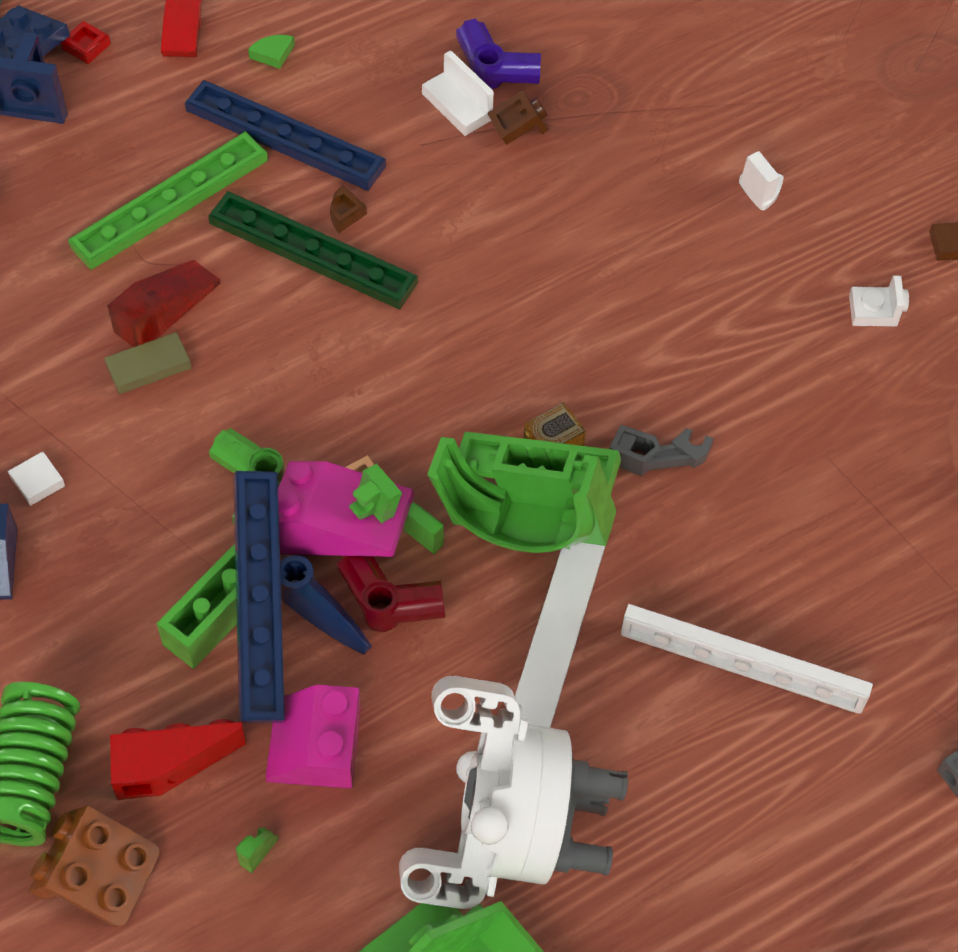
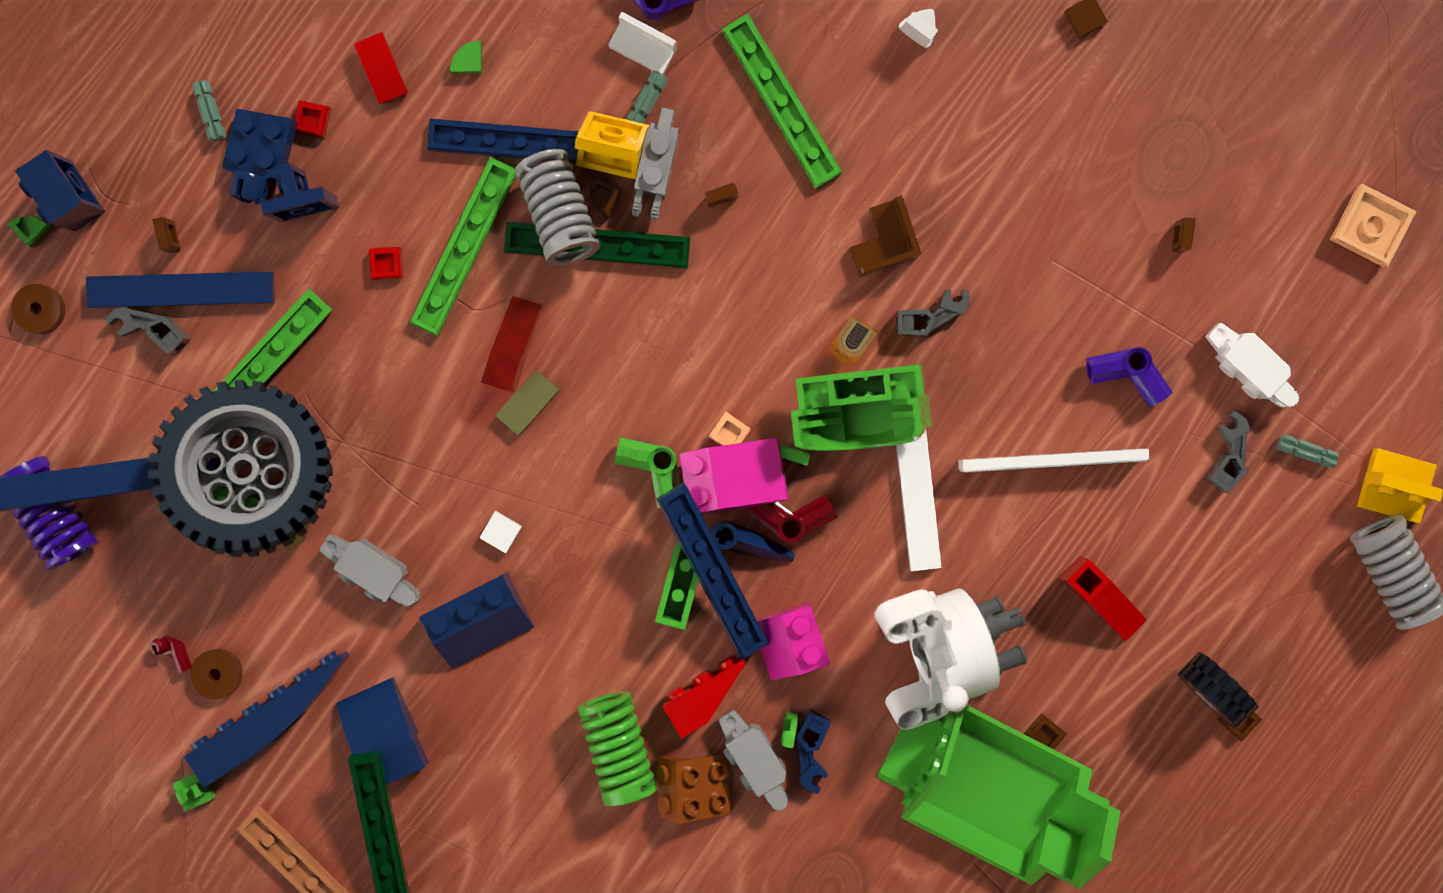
camera: 20 degrees left, 30 degrees up
(78, 183) = (385, 263): none -> red tile
(193, 864) = (755, 757): none -> light grey hinge
(258, 903) = (808, 765): none -> dark blue piece
(287, 184) = (557, 216): none -> light grey piece
(373, 156) = (610, 144): none -> yellow bracket
(376, 495) = (761, 467): bright green tile -> none
(415, 194) = (656, 163): none -> light grey hinge
(436, 143) = (647, 97): none -> sand green axle
(472, 248) = (721, 195): none -> reddish brown tile
(518, 116) = (701, 46): reddish brown bracket -> none
(581, 200) = (781, 101): none -> bright green tile
(643, 369) = (895, 239): none -> reddish brown panel
(749, 848) = (1103, 597): none -> red slope
(878, 304) = (1048, 107): white bracket -> none
(895, 610) = (1145, 379): none -> dark purple piece

